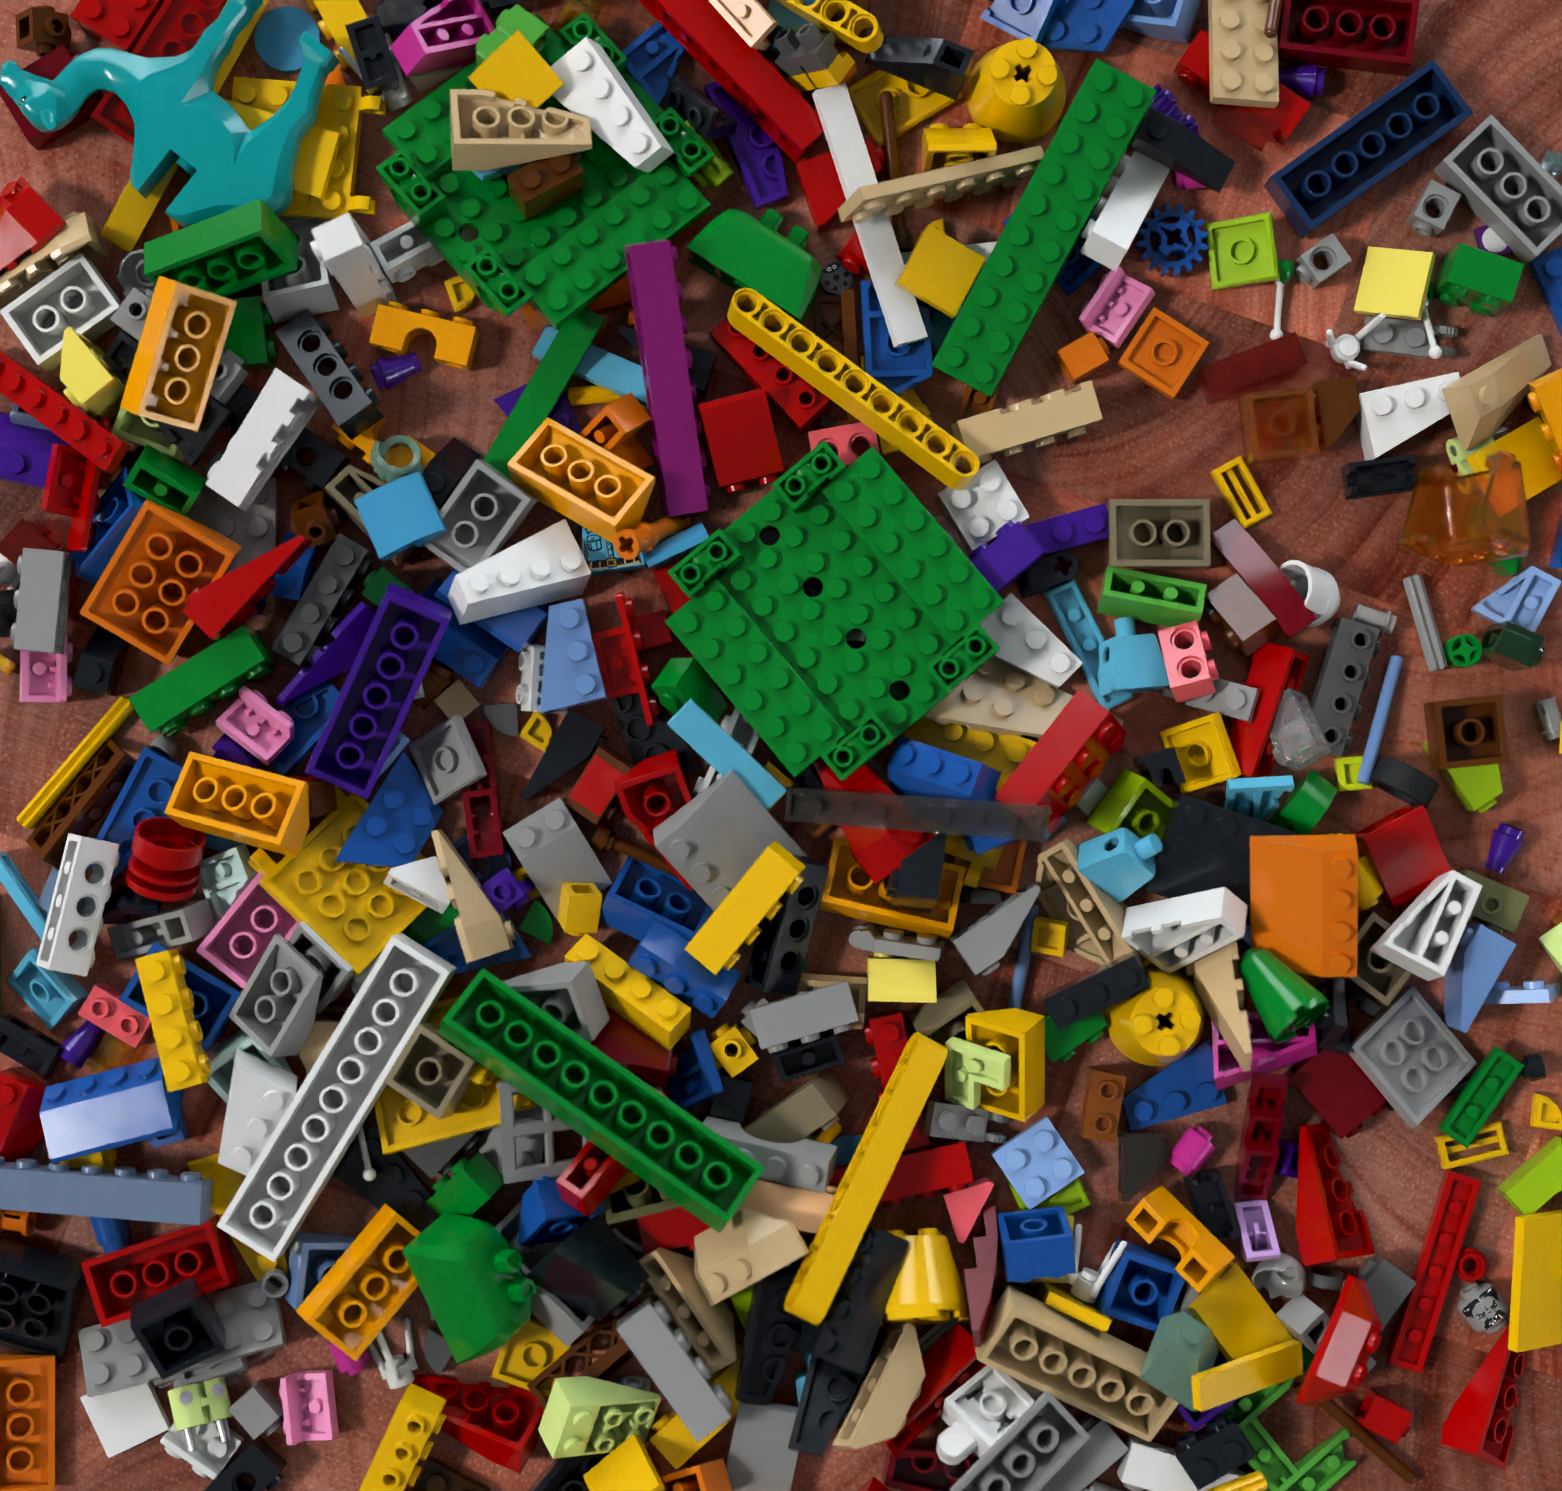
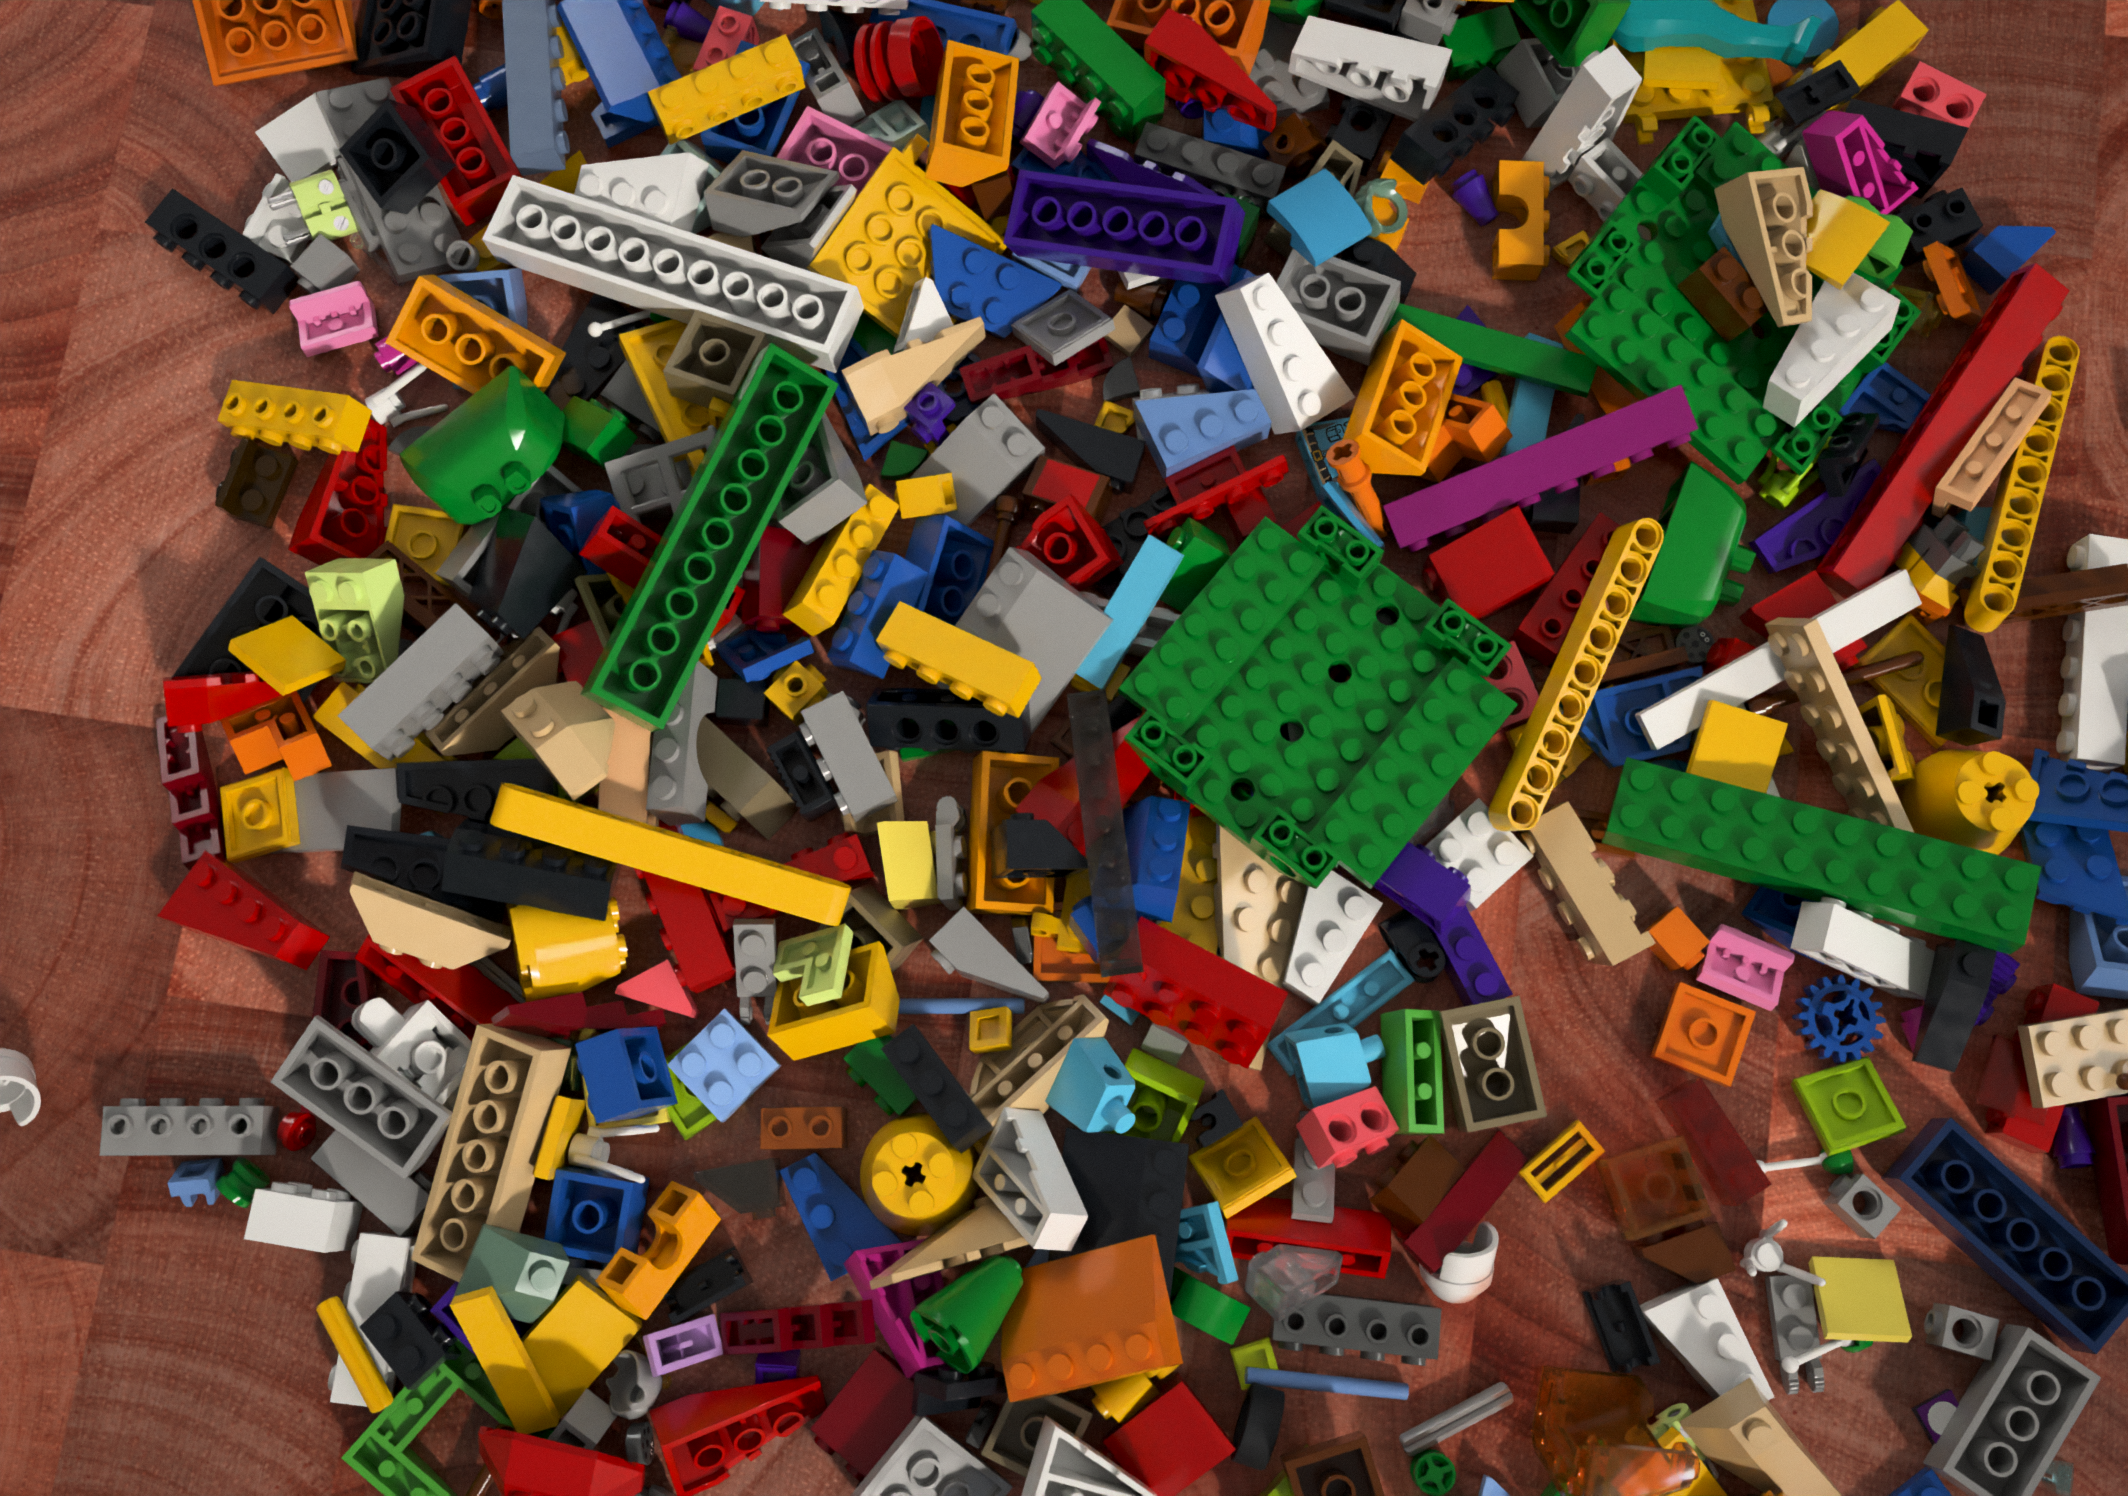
camera: 80 degrees right, 10 degrees down
(1192, 1150) = (767, 1249): dark pink brick -> none
(1383, 620) = (1448, 1354): light grey pin -> none
(1476, 280) = (1891, 1400): green brick -> none

